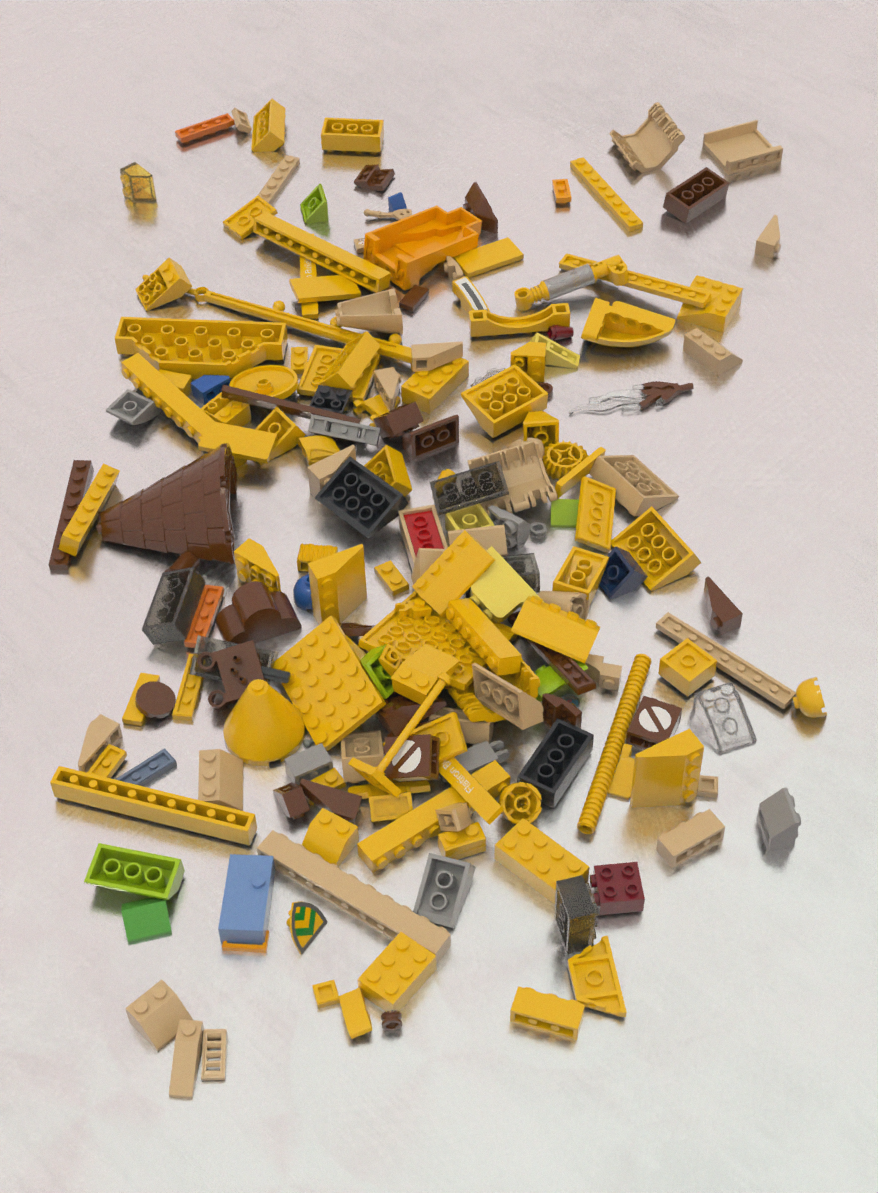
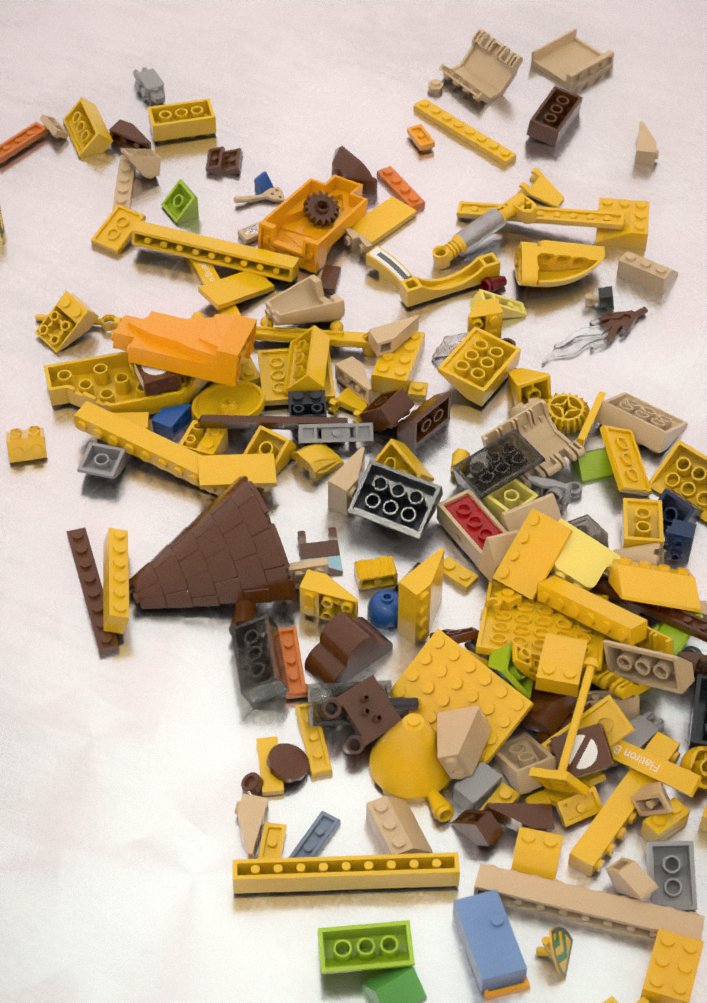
camera: 20 degrees left, 0 degrees up
(77, 380) = (26, 444): none -> yellow bracket
(117, 709) = (252, 783): none -> reddish brown tile
(210, 341) = (156, 380): none -> reddish brown brick
(245, 325) = (191, 346): none -> light orange panel
(262, 537) = (298, 569): none -> tan plate
(268, 774) = (440, 806): none -> yellow cone
(279, 534) = (322, 549): none -> reddish brown flag
(299, 139) = (128, 136): none -> reddish brown slope
(299, 163) = (144, 160): none -> tan slope
(304, 718) = (461, 740): none -> tan slope
(342, 100) = (150, 85): none -> light grey hinge
(400, 882) = (631, 879): none -> tan slope
(441, 233) = (313, 207): none -> reddish brown gear
(441, 410) = (418, 390): none -> yellow plate
(520, 232) = (400, 188): none -> orange plate
(600, 148) = (435, 86): none -> tan plate
(608, 597) = (679, 541): none -> dark blue brick
(650, 260) = (542, 190): none -> yellow flag
(657, 366) = (604, 299): none -> pearl dark grey piece

